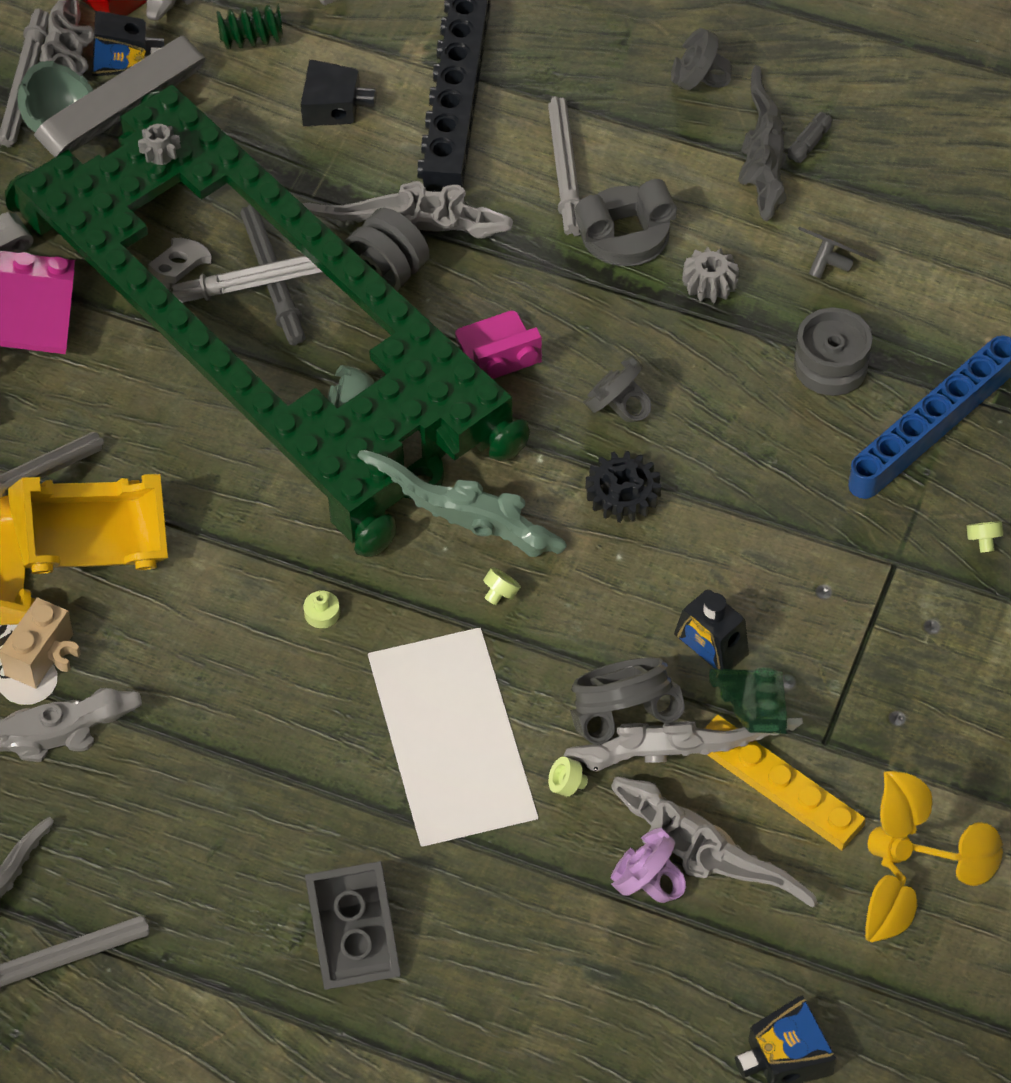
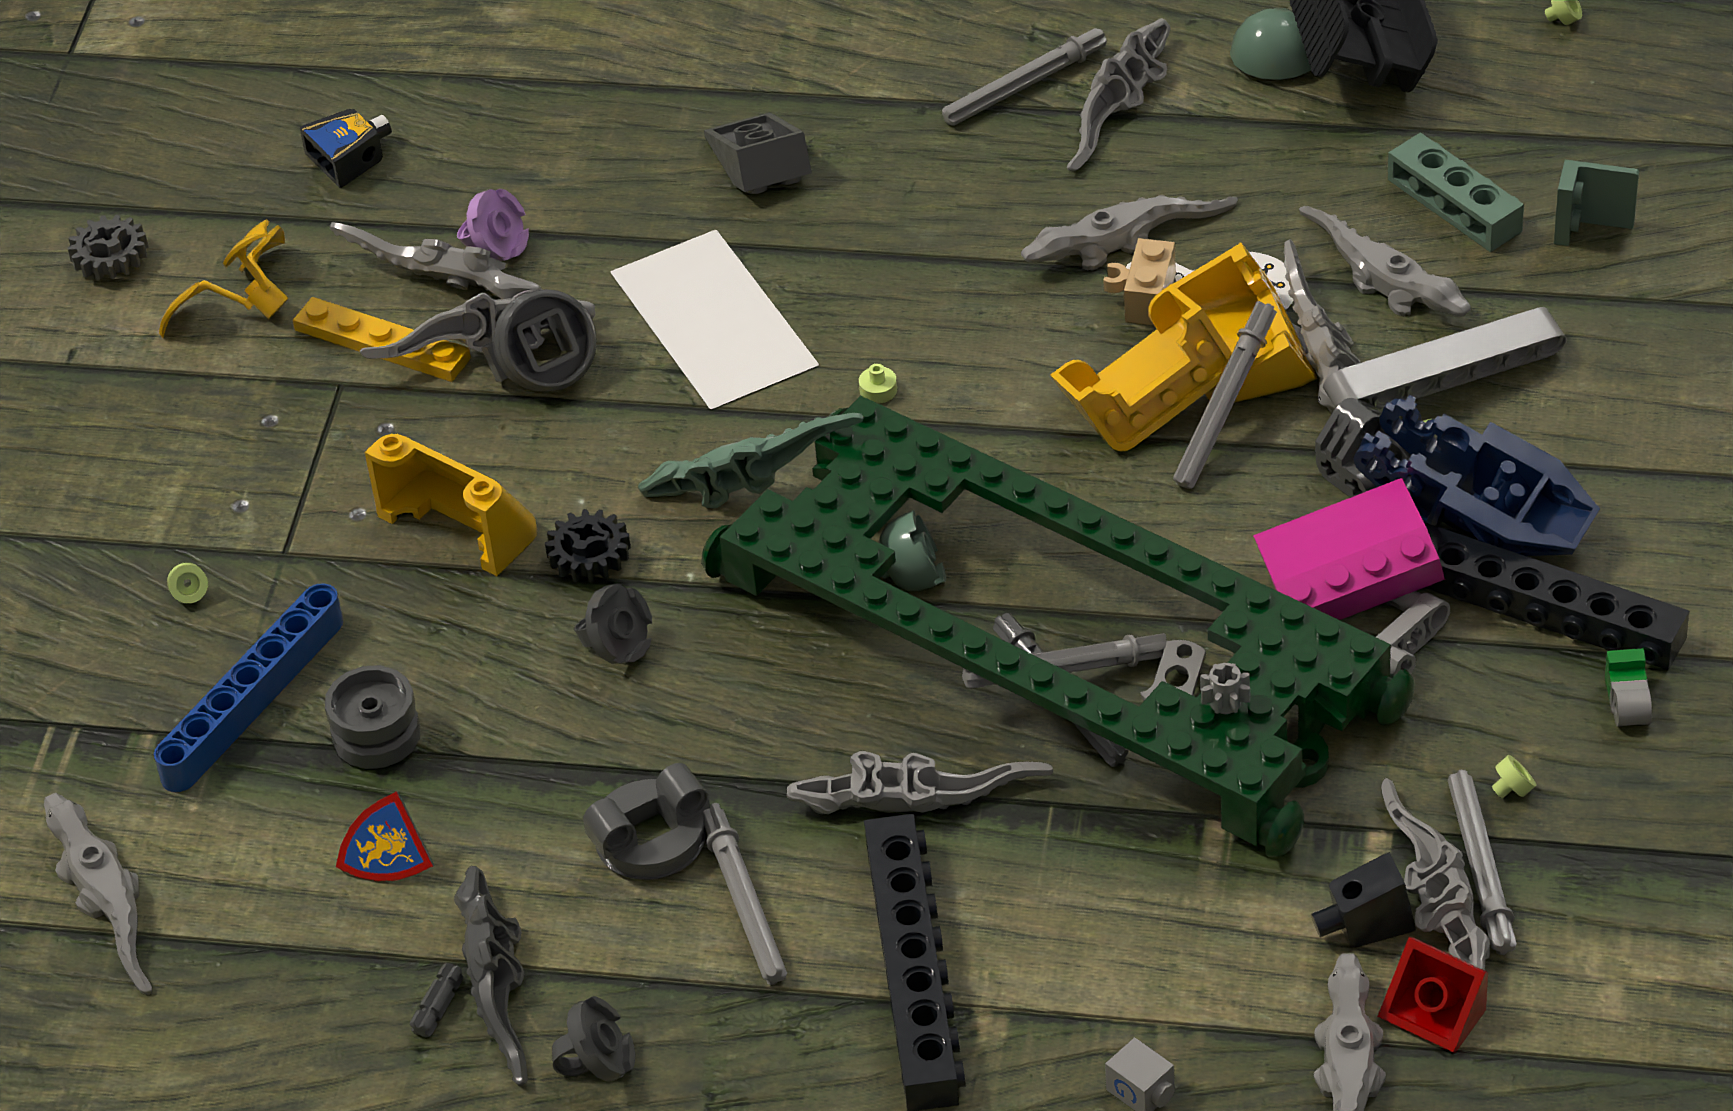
camera: 170 degrees right, 10 degrees down
(48, 90) = (1399, 775): sand green cylinder -> none
(106, 104) = (1323, 811): light grey beam -> none
(250, 27) = (1212, 973): dark green piece -> none
(333, 94) = (1067, 914): black torso -> none
(390, 246) = (923, 706): dark grey wheel -> none
(500, 344) = (761, 655): dark pink bracket -> none
(500, 585) = (695, 431): yellowish green tile -> none
(566, 777) = (588, 288): yellowish green tile -> none
(710, 274) = (532, 788): light grey gear -> none
(714, 630) = (466, 424): black torso -> none
(729, 549) = (416, 478): none -> yellow windscreen
(756, 697) = (410, 371): clear green wing -> none

